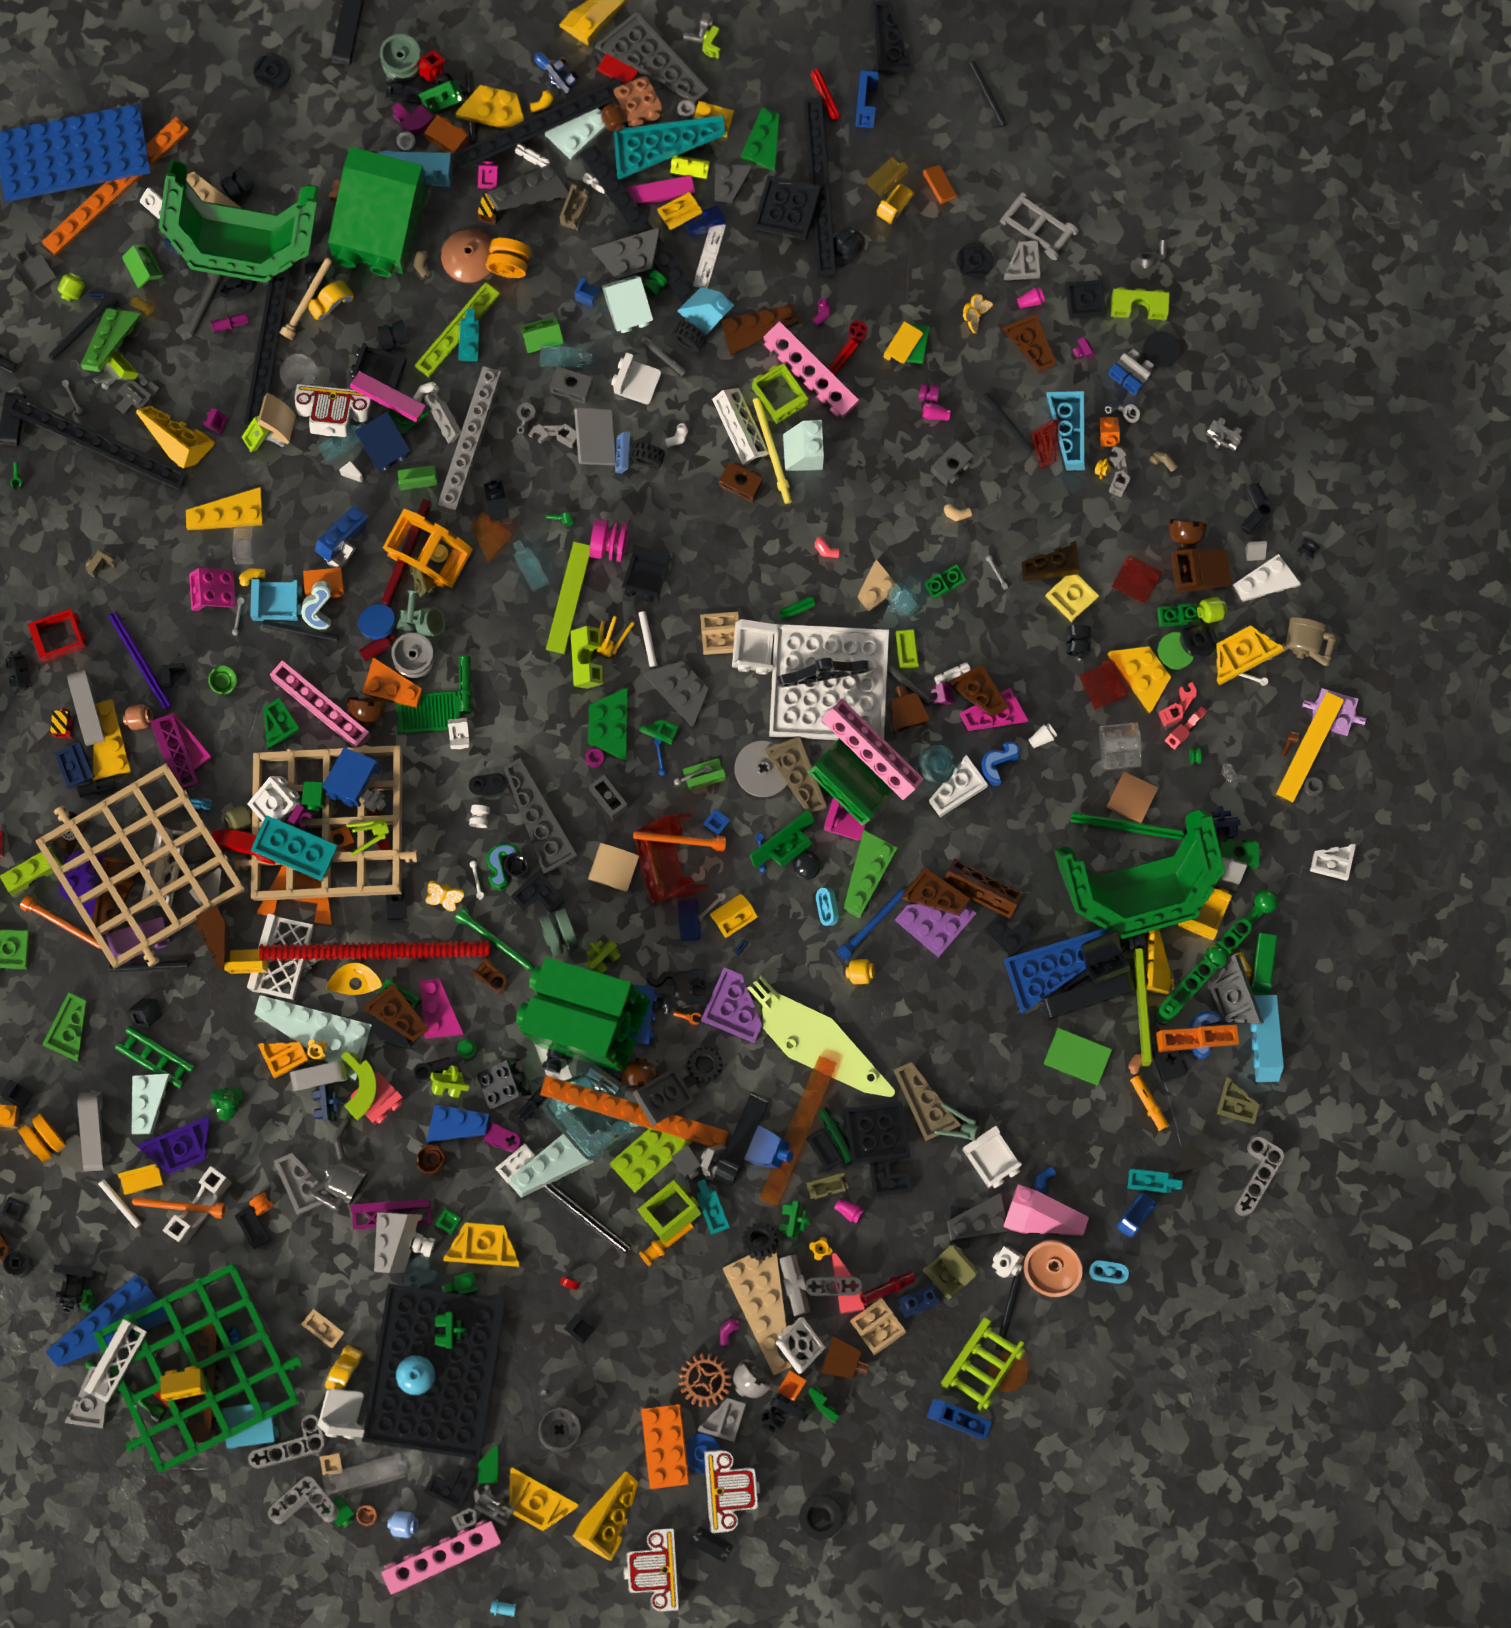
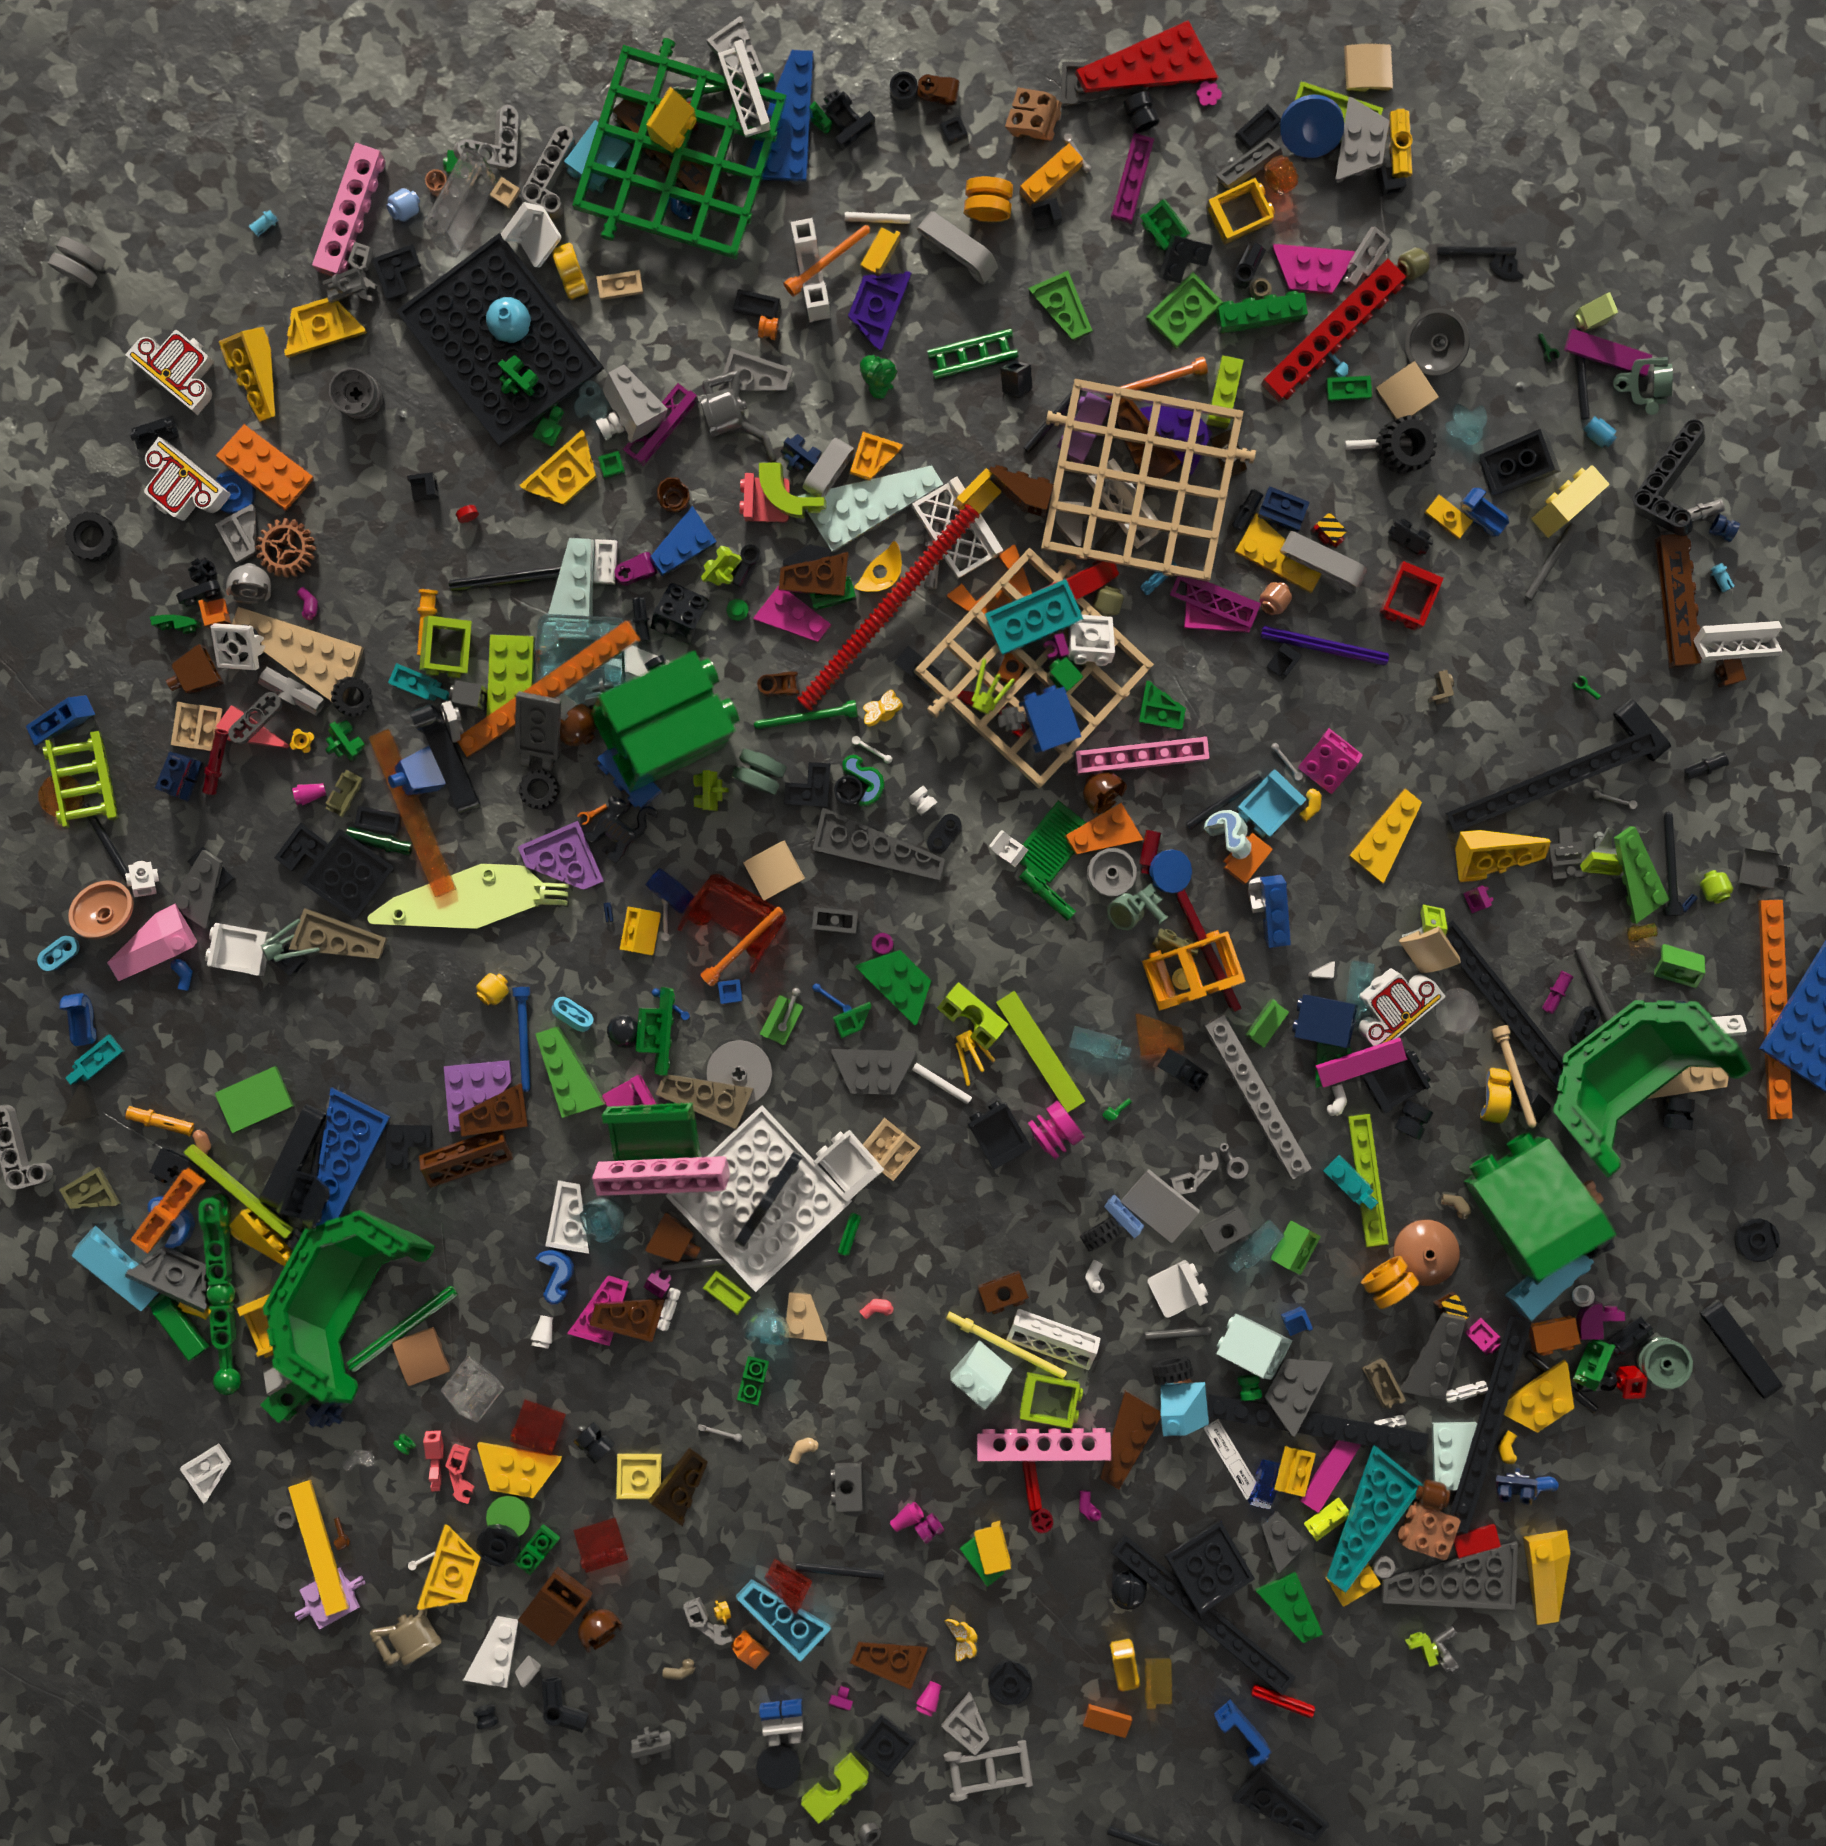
camera: 135 degrees right, 10 degrees up
(146, 1101) = (943, 315): light aqua wing -> none
(222, 679) = (1241, 697): bright green hair -> none
(243, 545) = (1345, 822): clear slope -> none
(312, 1053) = (851, 486): yellow plate -> none
(443, 417) = (1299, 1094): light grey hinge -> none
(489, 1467) = (384, 314): green tile -> none
(951, 1271) = (179, 825): olive bracket -> none
(1127, 411) = (752, 1683): flat silver plate -> none
(1212, 609) = (511, 1582): lime head -> none

